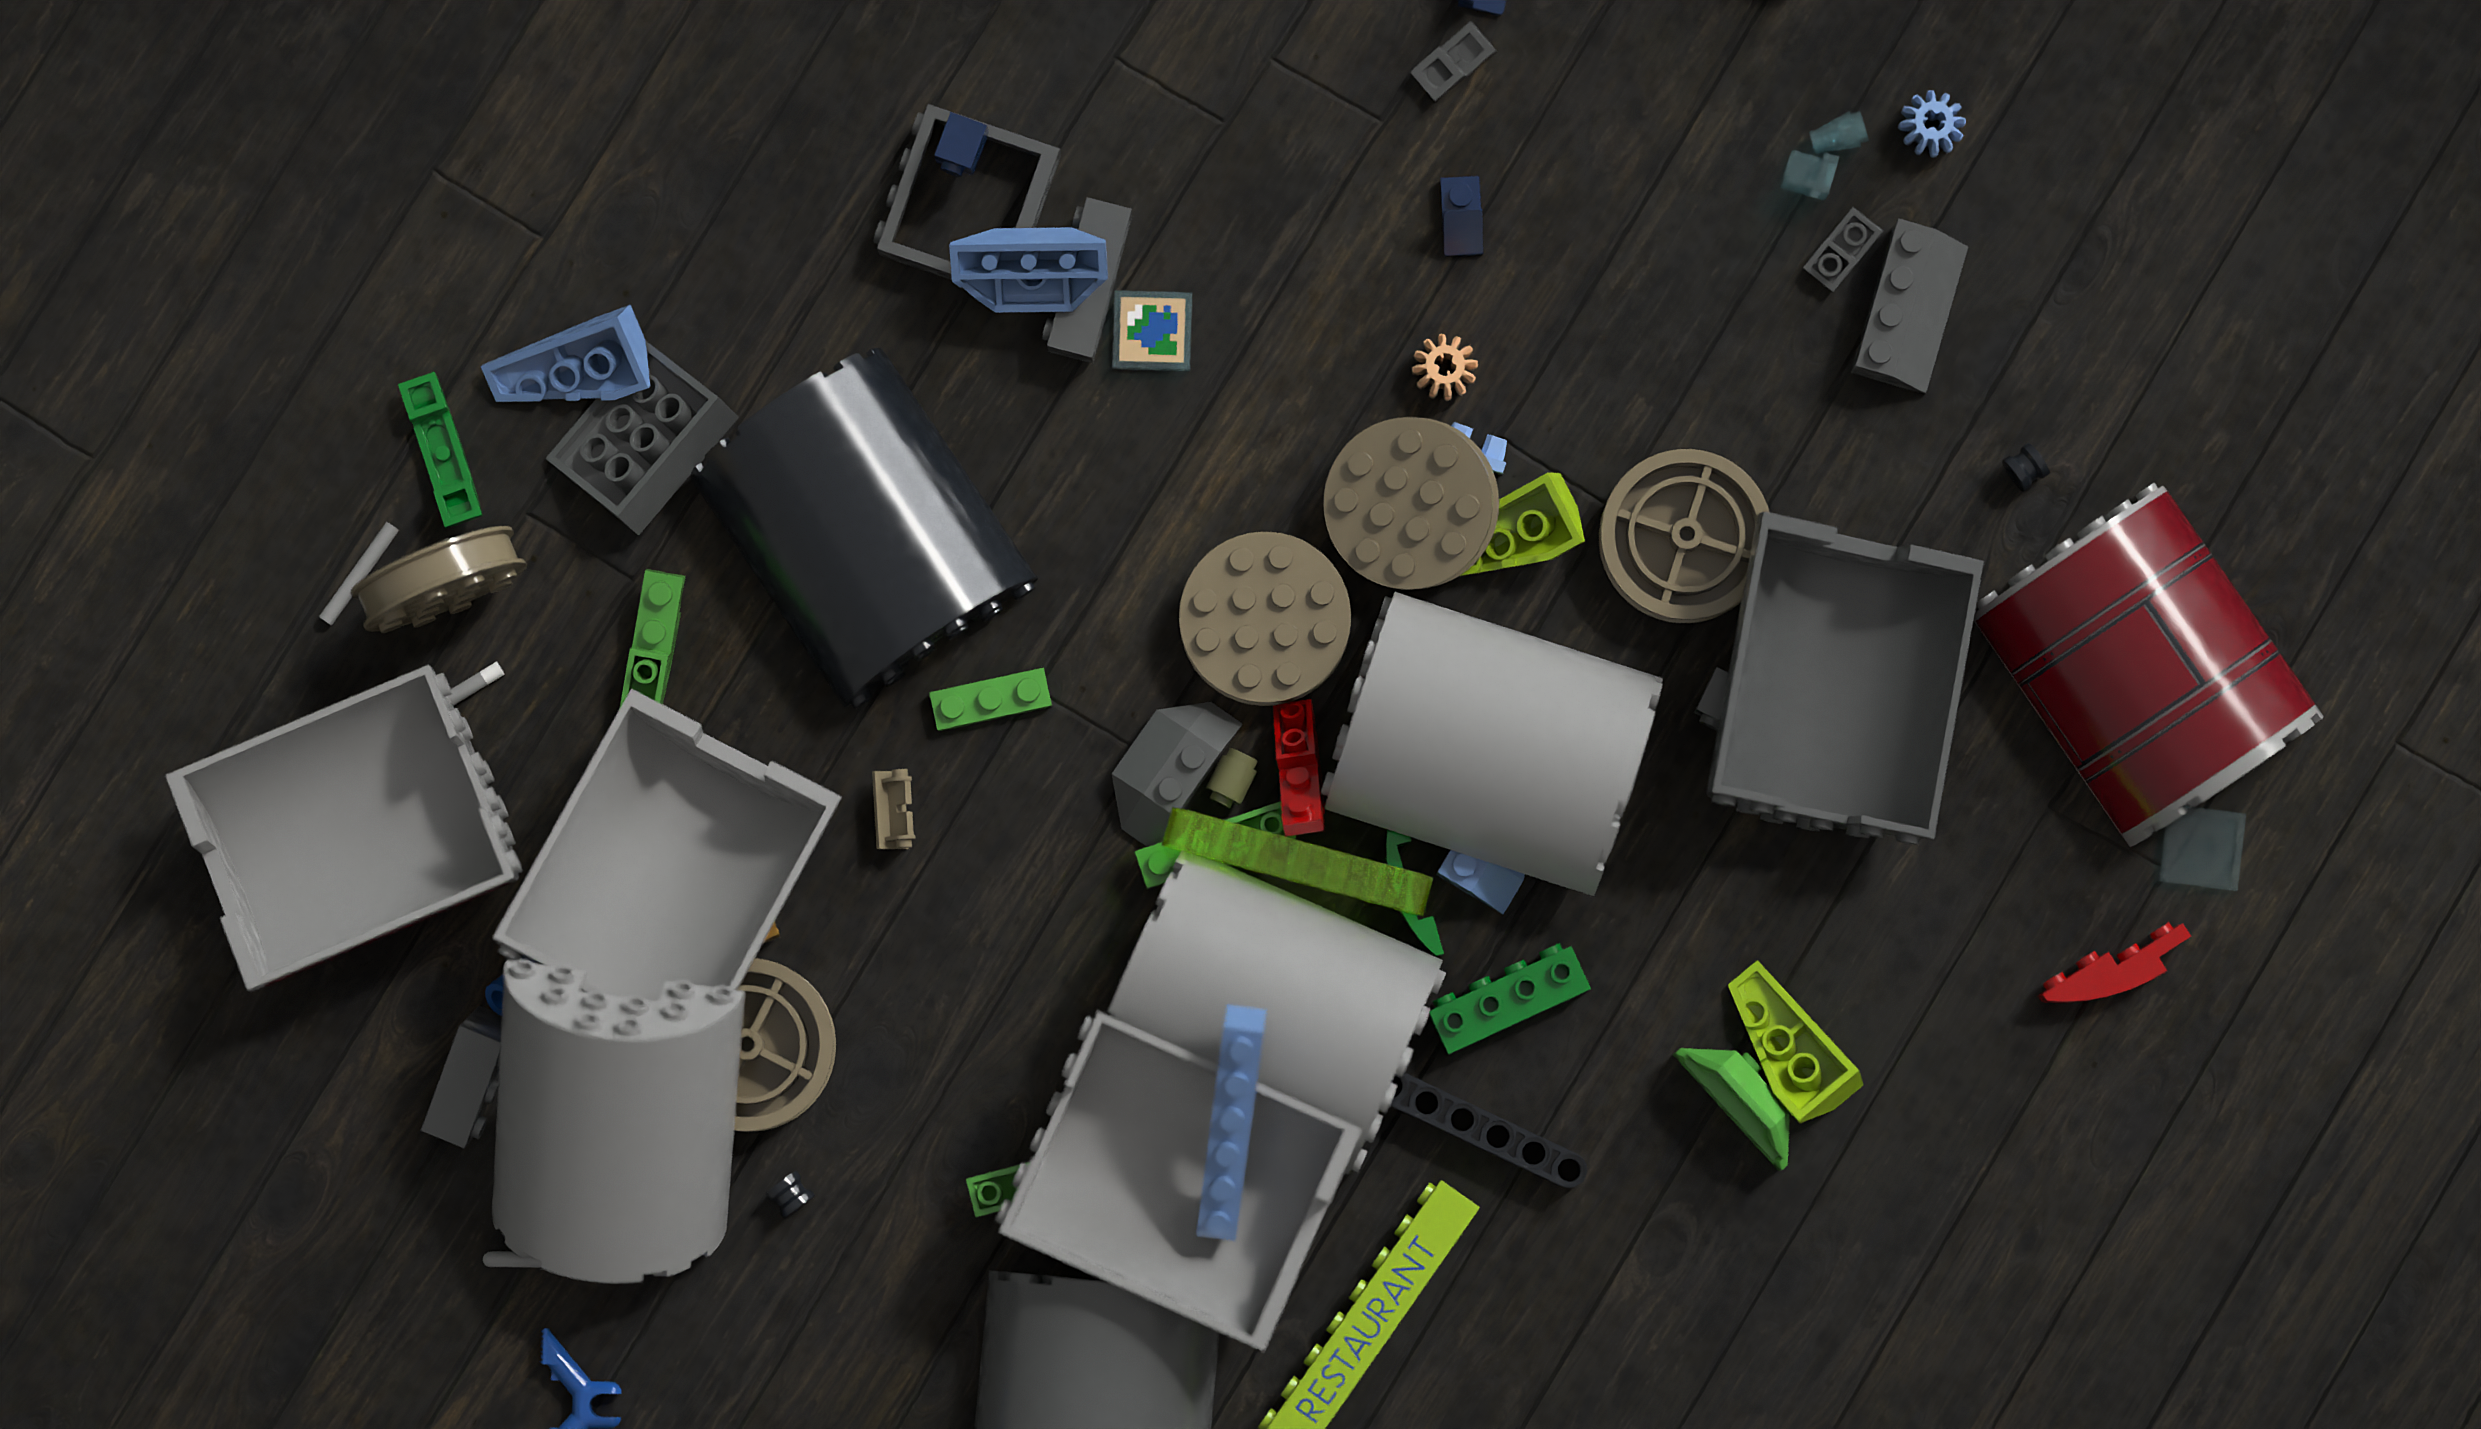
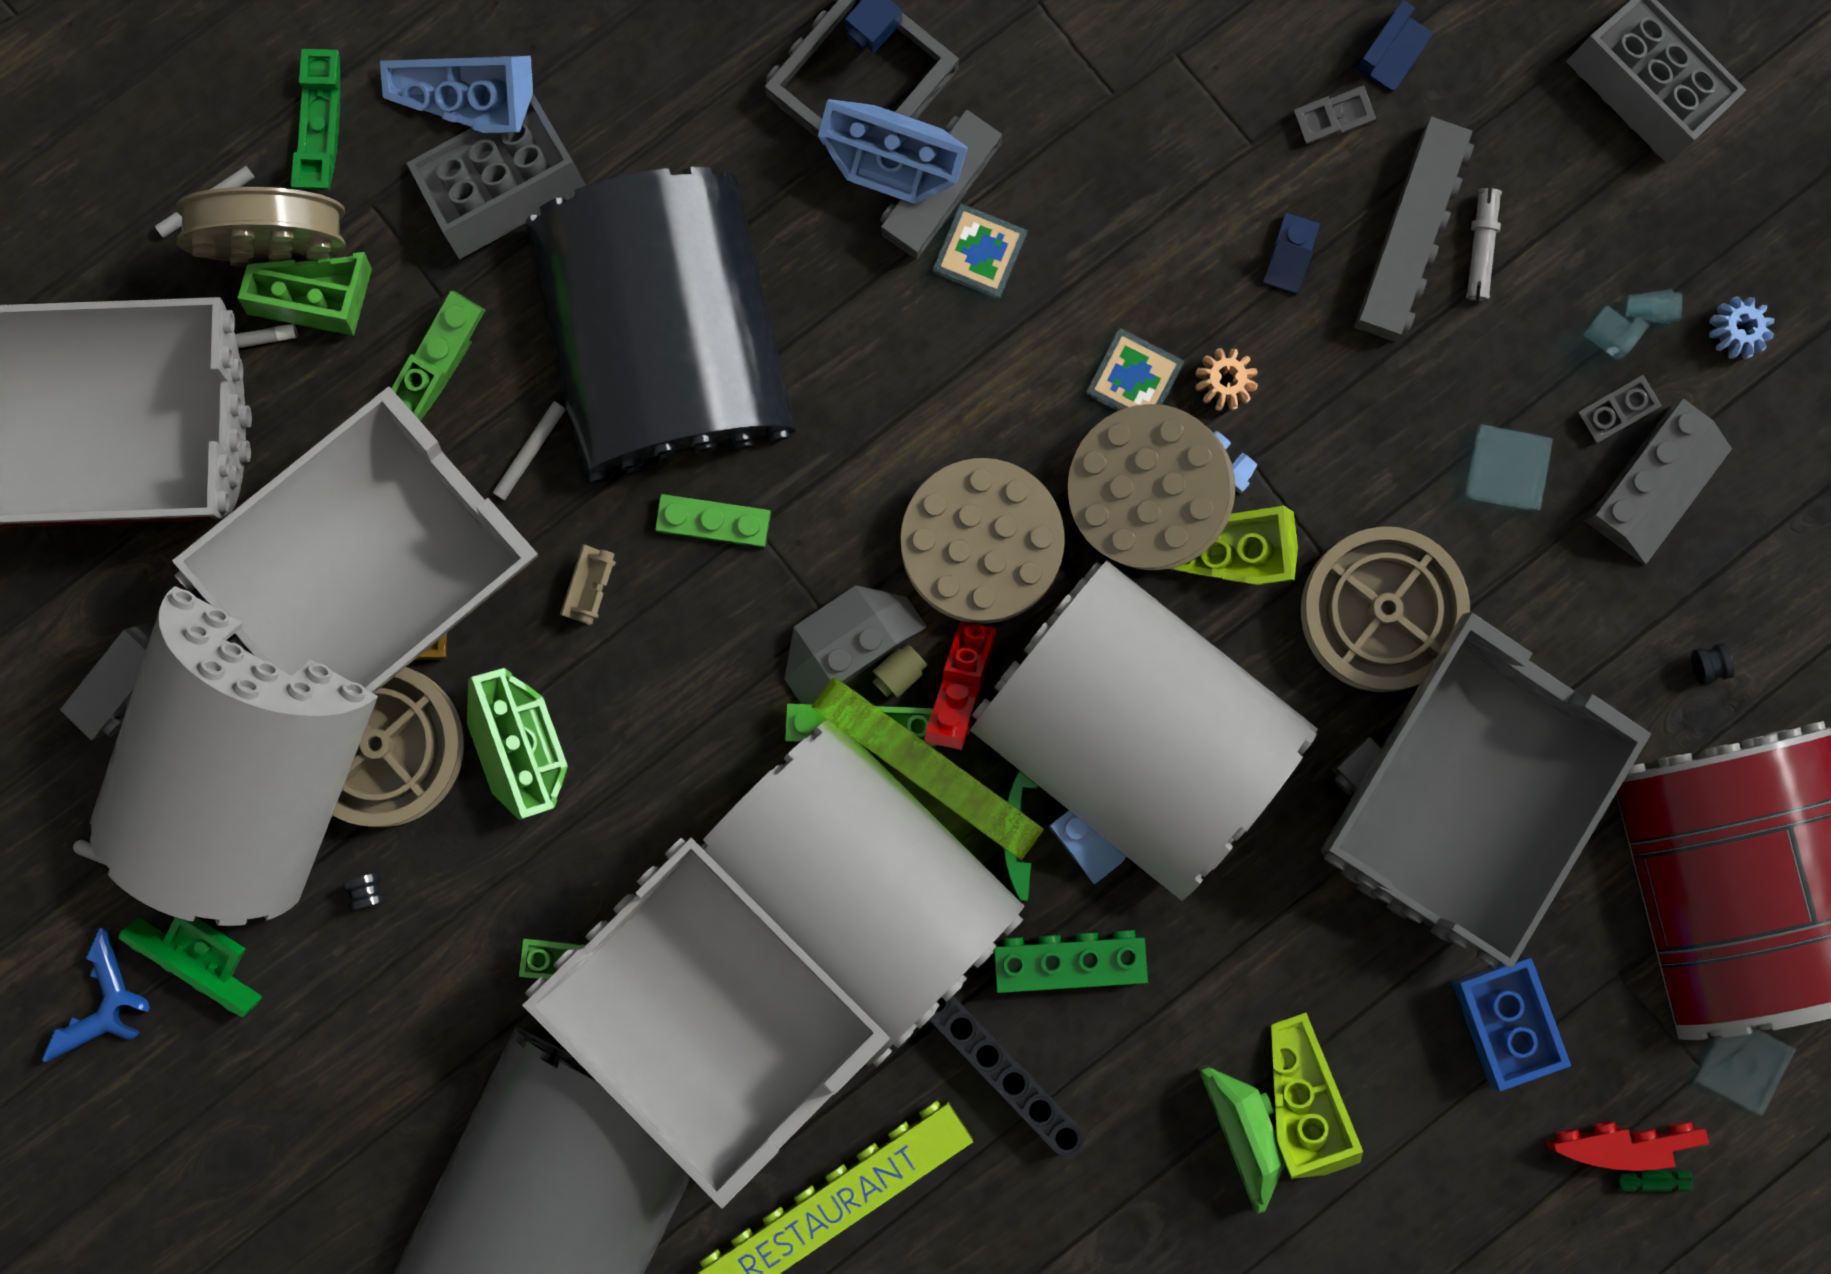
camera: 20 degrees right, 0 degrees up
(503, 626) = (308, 293): none -> bright green wedge
(649, 1319) = (196, 956): none -> green bracket
(781, 699) = (529, 450): none -> light grey bar
(882, 992) = (515, 743): none -> bright green wedge
(1231, 1122) = (774, 983): medium blue arch -> none
(1351, 395) = (1134, 373): none -> tile
(1573, 147) = (1413, 230): none -> dark grey brick
(1648, 135) = (1483, 246): none -> light grey pin
(1756, 348) = (1509, 467): none -> clear light blue tile
(1958, 893) = (1511, 1024): none -> blue brick
(2156, 993) = (1654, 1181): none -> dark green axle

